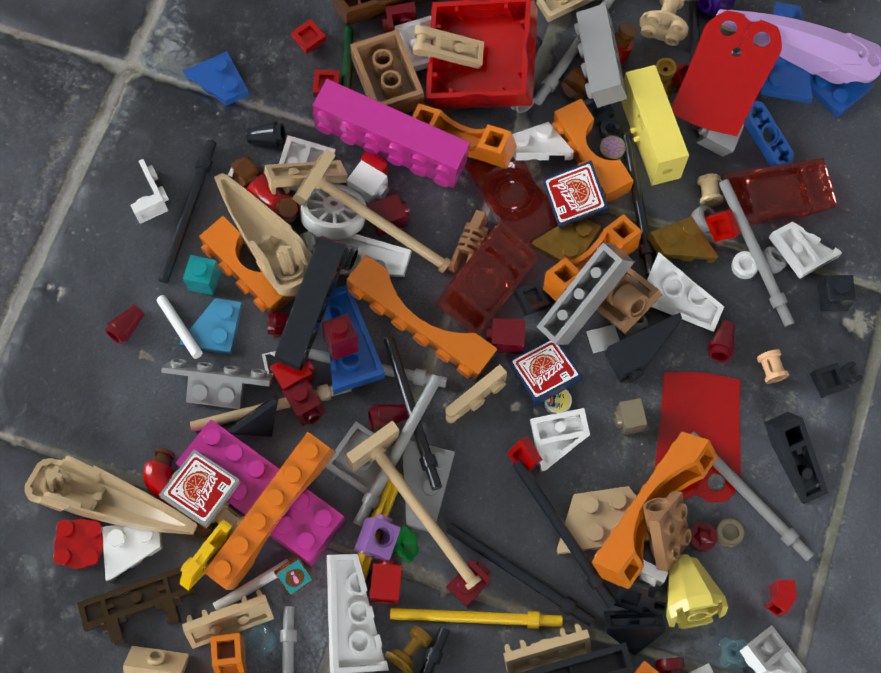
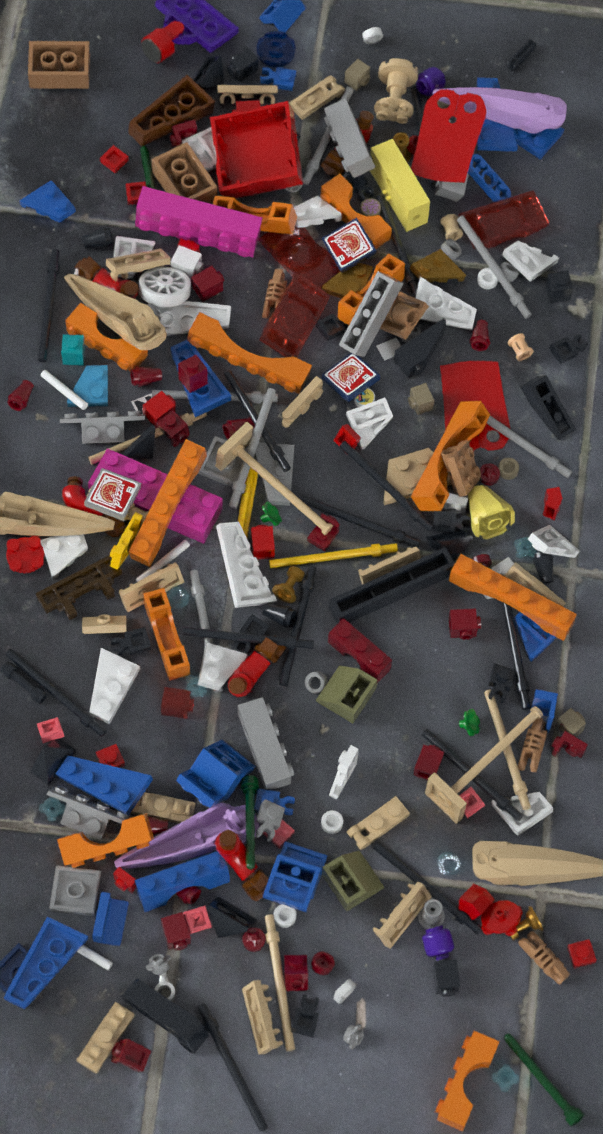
camera: 15 degrees left, 5 degrees down
(154, 205) = (20, 305): white bracket -> none
(293, 575) = (192, 549): tile -> none
(312, 300) = (174, 319): black beam -> none
(317, 180) = (151, 261): tan tile -> none
(367, 543) = (249, 517): medium lavender brick -> none
(448, 47) = (230, 149): tan plate -> none
(507, 335) = (317, 355): dark red brick -> none
(723, 225) = (465, 251): red plate -> none

